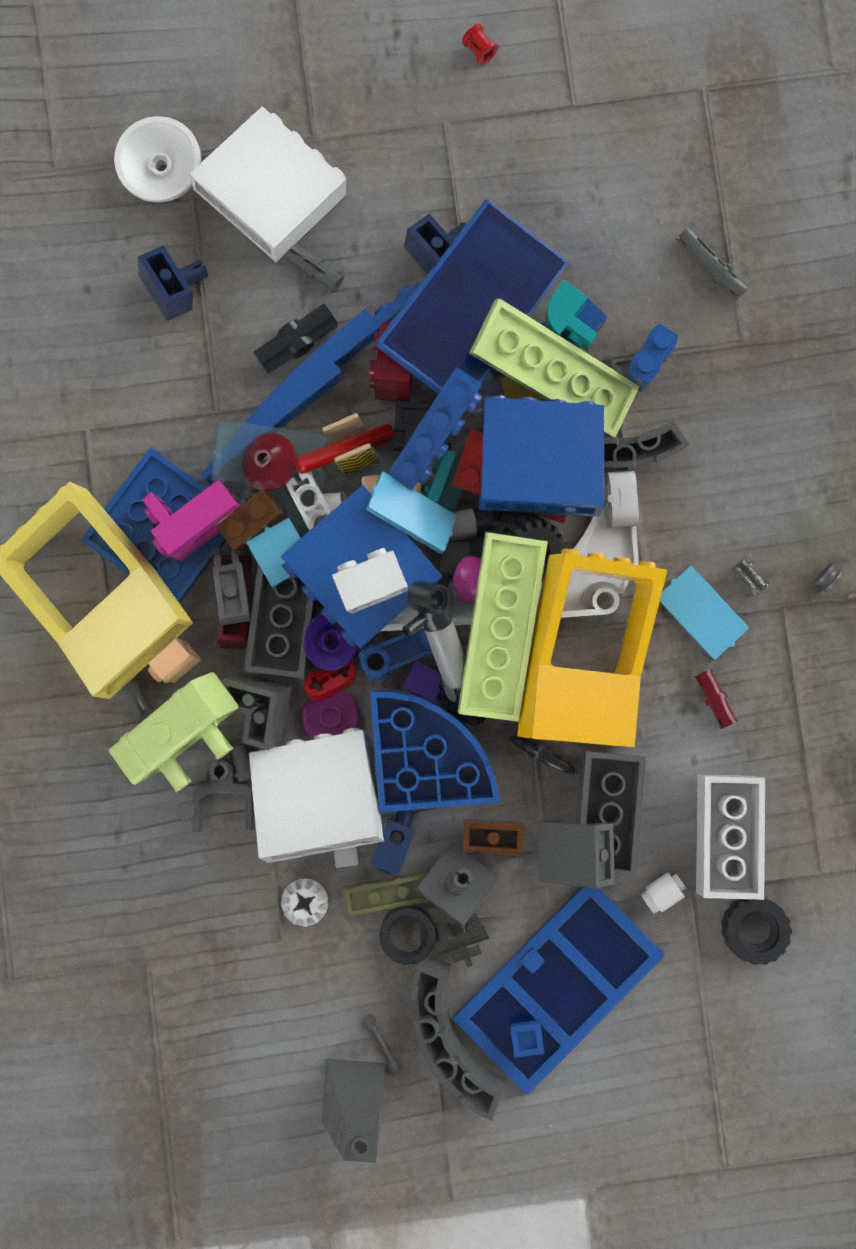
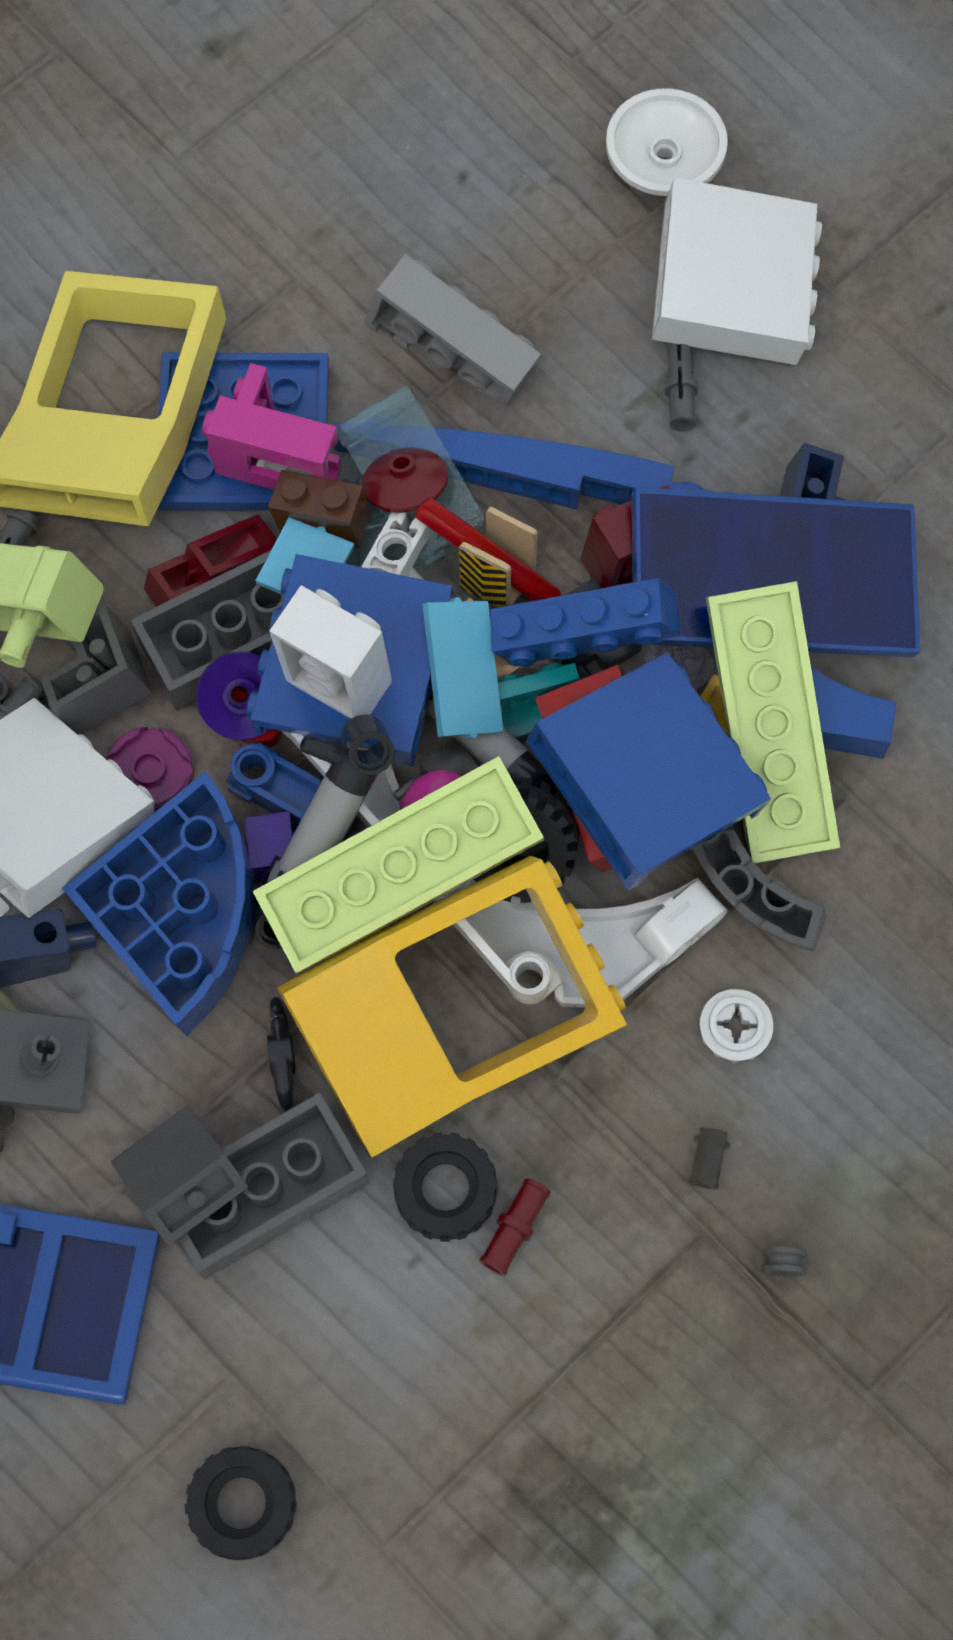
camera: 50 degrees right, 15 degrees down
(168, 283) = (535, 246): dark blue brick -> none
(173, 661) = (90, 536): light nougat brick -> none
(189, 368) = (451, 330): none -> light grey wedge
(230, 589) = (221, 540): dark grey hinge -> none
(296, 338) = (580, 421): black piece -> none
(330, 681) = (190, 735): red beam -> none
(492, 836) = (128, 1059): reddish brown brick -> none
(562, 313) = (847, 682): teal brick -> none
(651, 356) = (896, 835): blue brick -> none
(663, 892) = (206, 1339): white brick -> none
(690, 497) = (752, 1013): none -> white gear
(693, 725) = (445, 1223): none -> black tyre
(702, 613) = (616, 1134): medium azure piece -> none
(730, 836) = (341, 1369): white brick -> none

